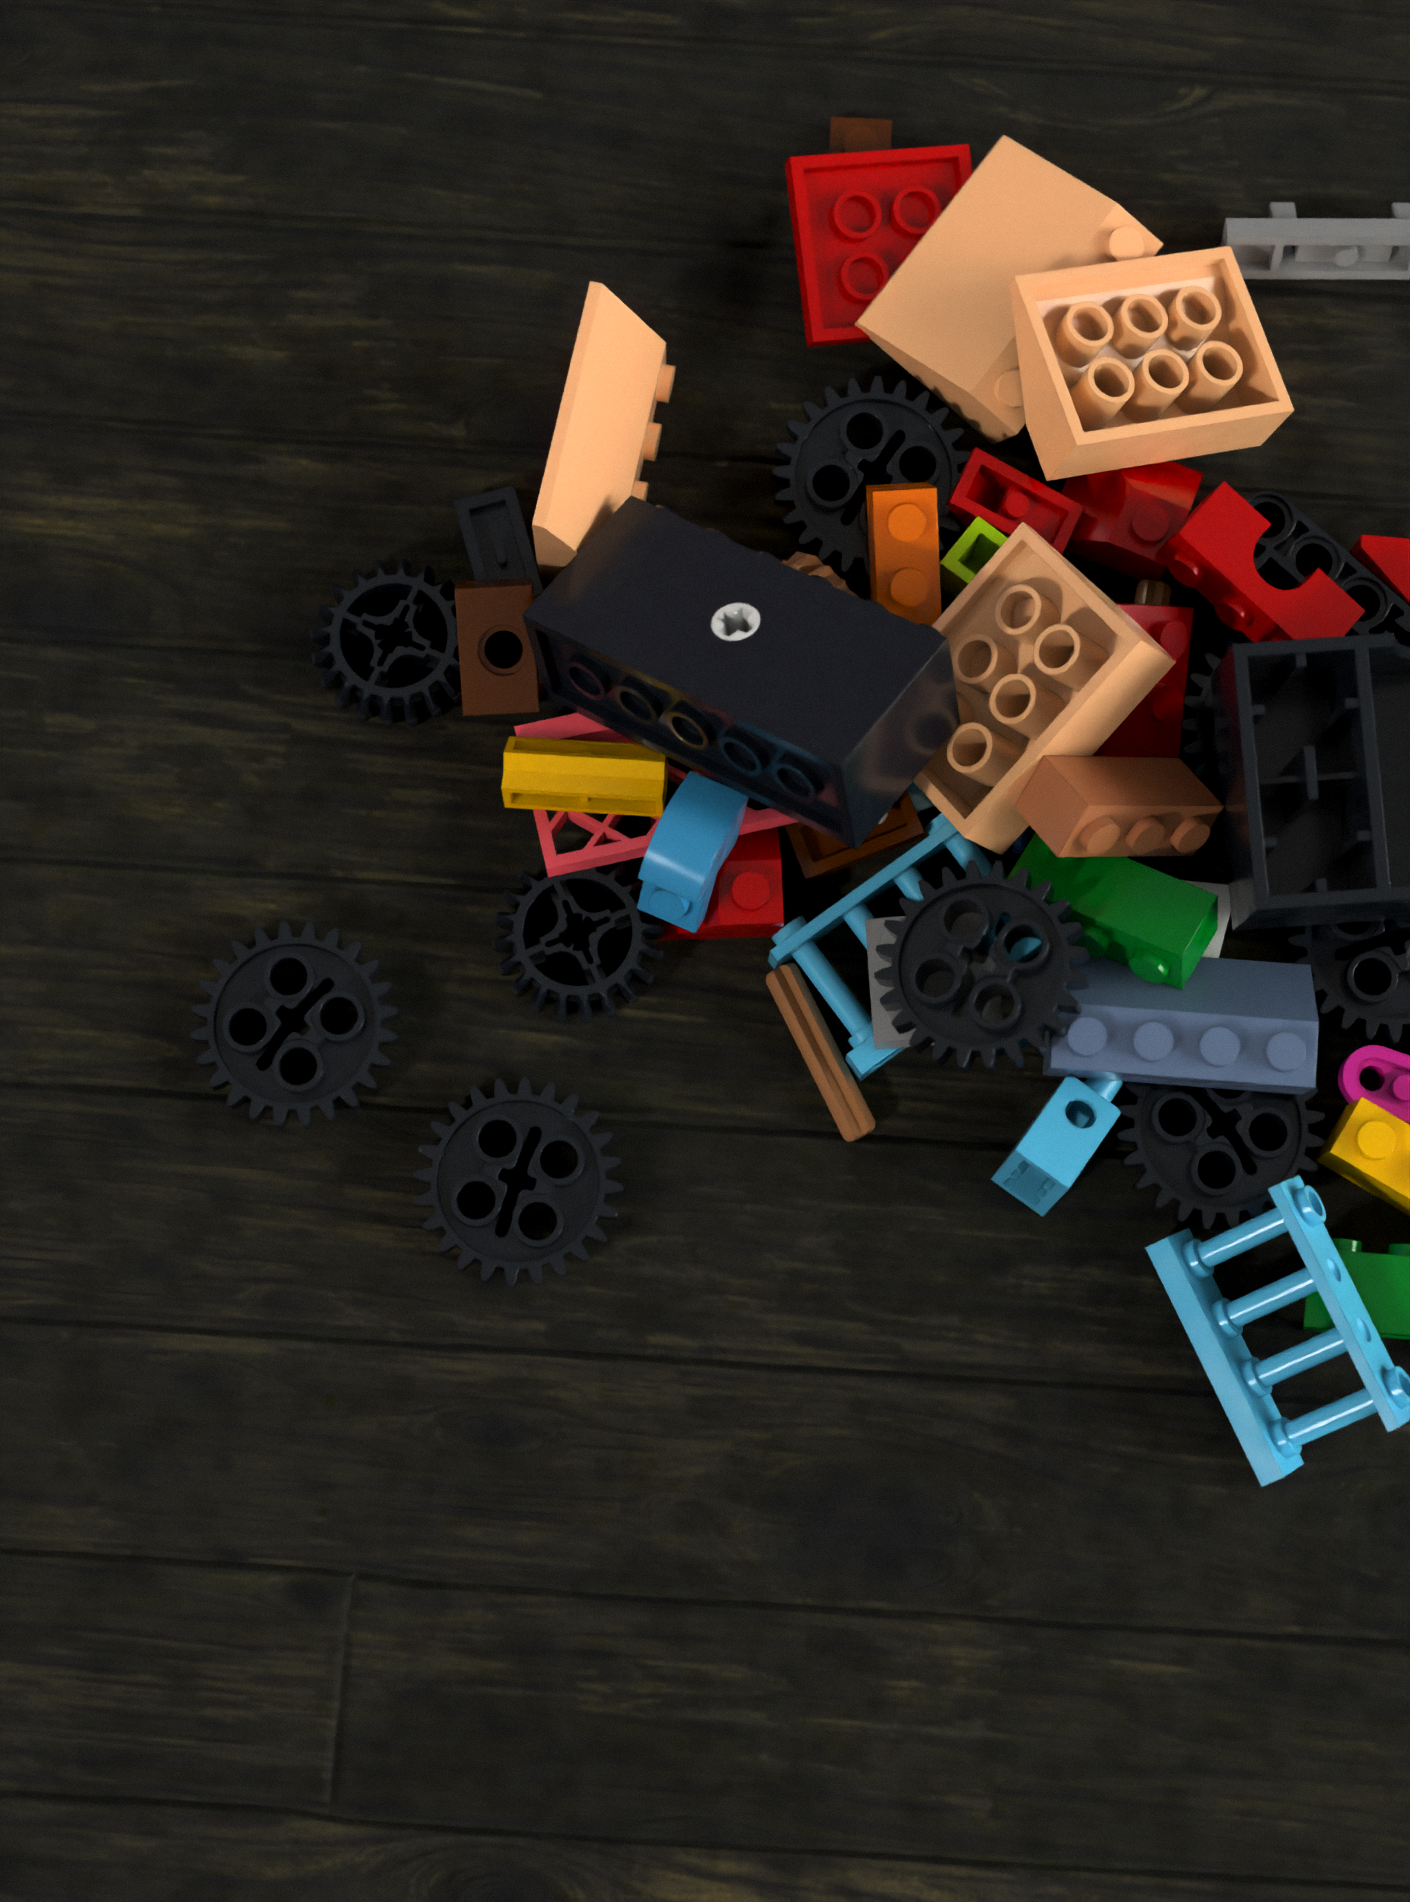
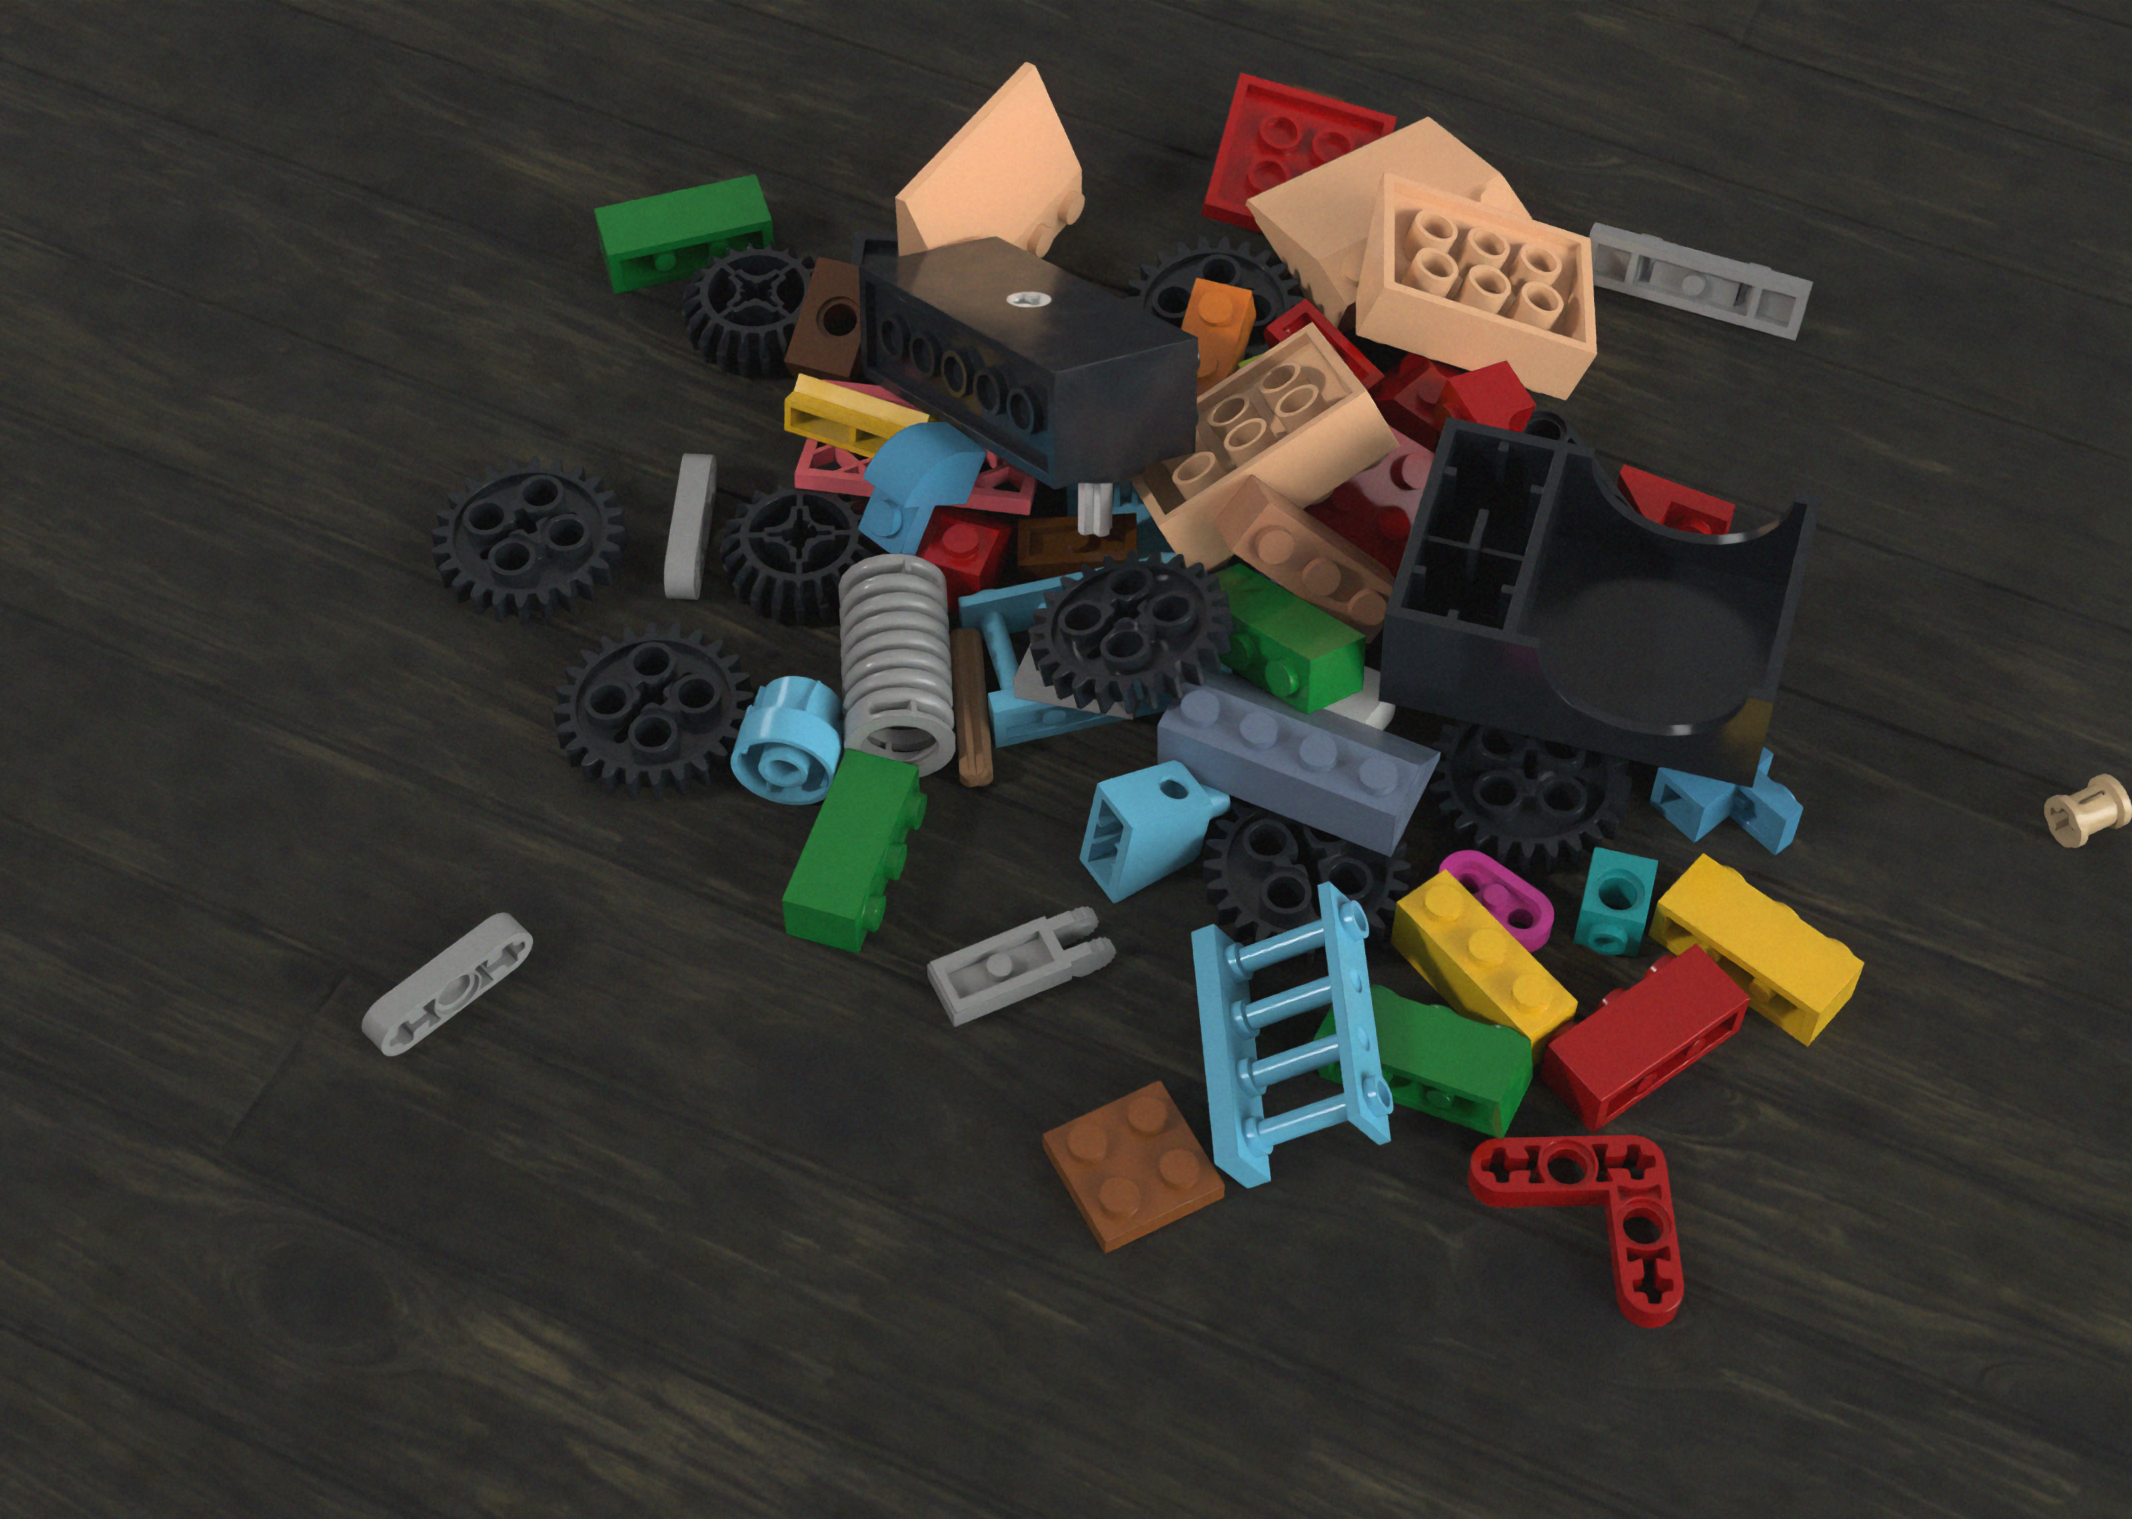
camera: 25 degrees right, 25 degrees down
(270, 568) = (676, 231): none -> green brick
(451, 945) = (690, 526): none -> light grey beam
(465, 1563) = (447, 984): none -> light grey beam
(675, 1174) = (790, 741): none -> medium azure piece
(714, 1062) = (897, 661): none -> light grey piece
(786, 1267) = (854, 851): none -> green brick
(985, 1334) = (1018, 964): none -> light grey hinge
(1175, 1496) = (1133, 1166): none -> dark orange plate

